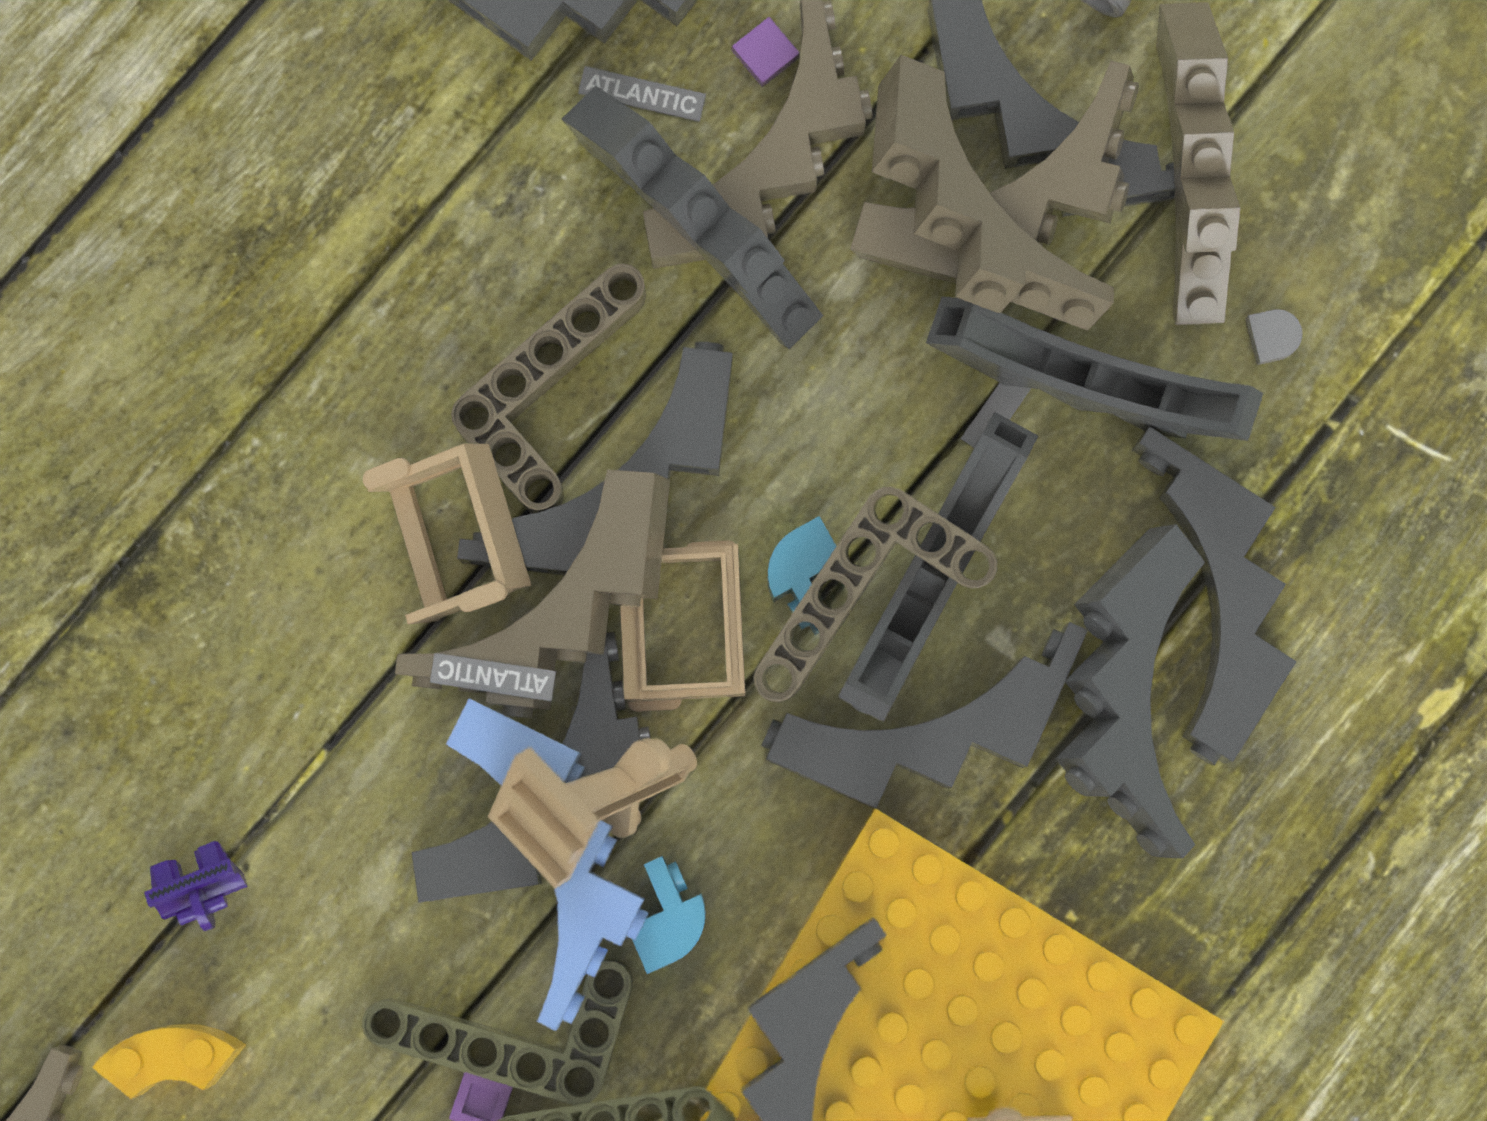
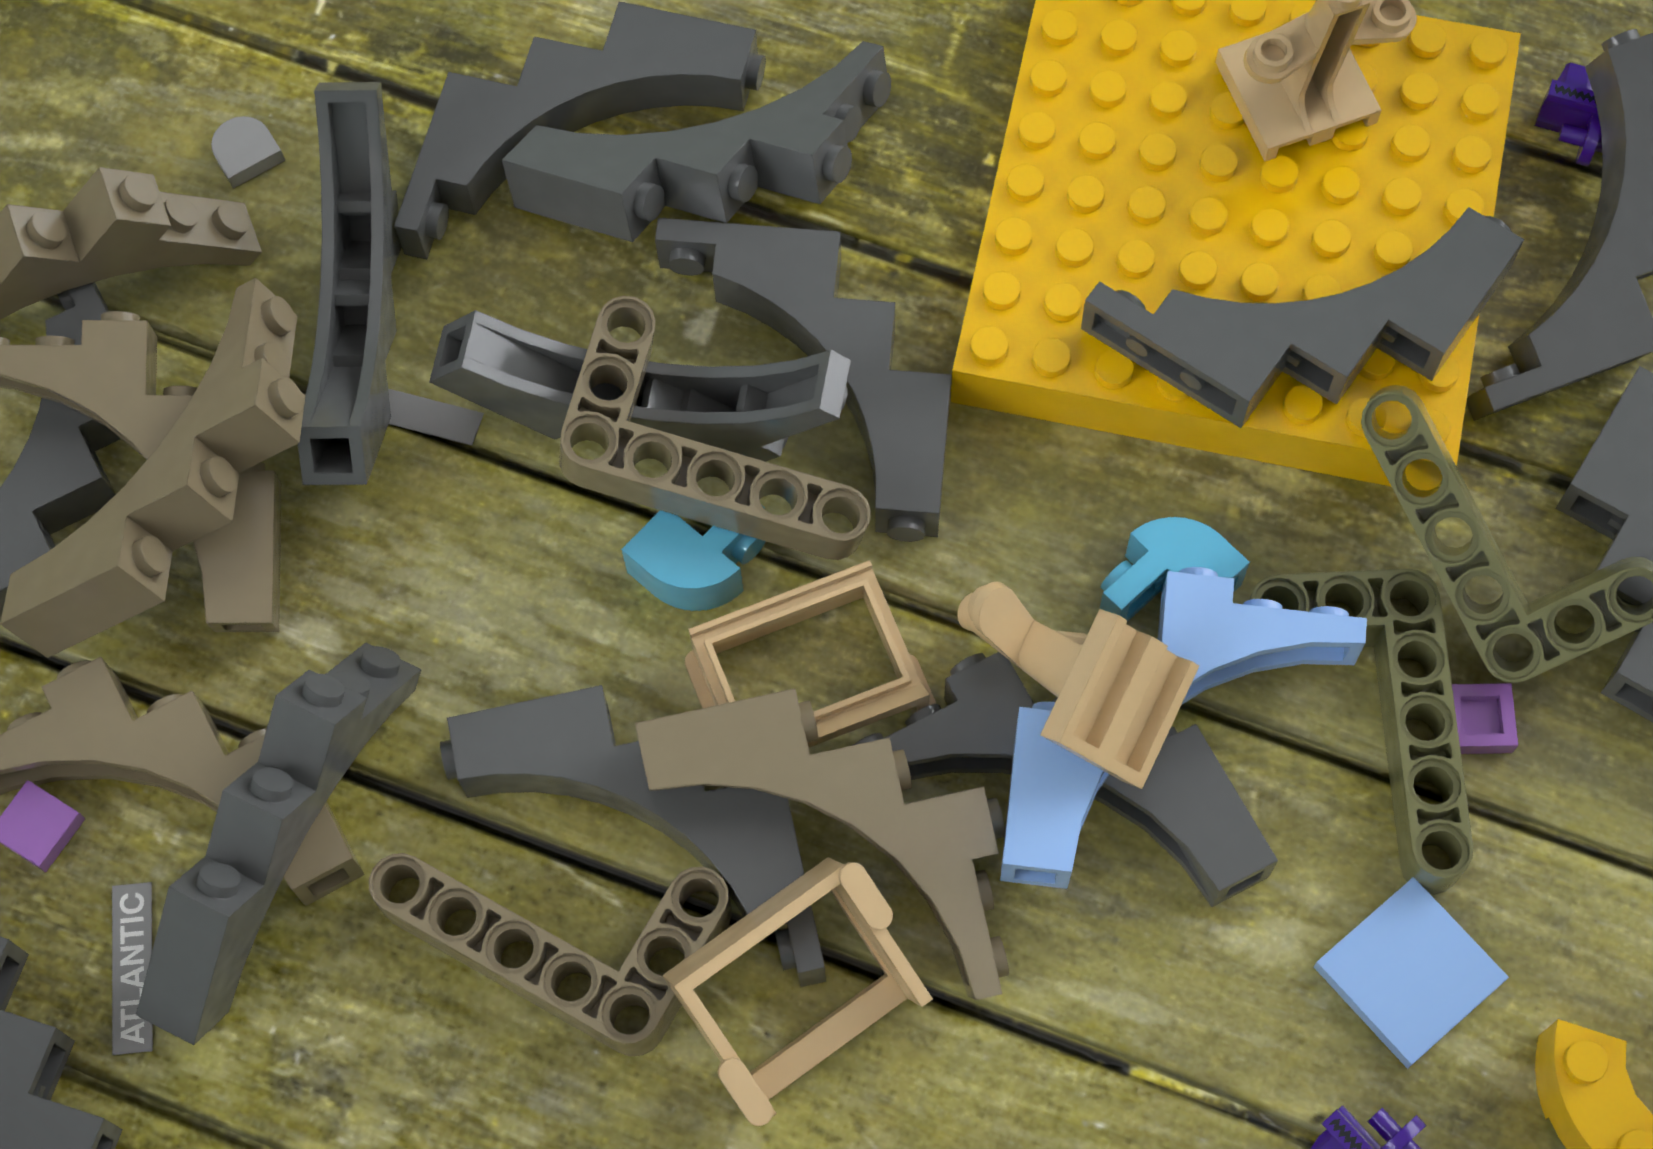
camera: 105 degrees left, 15 degrees down
(318, 971) = (1410, 972): none -> light blue tile
(492, 677) = (963, 854): light grey sticker -> none

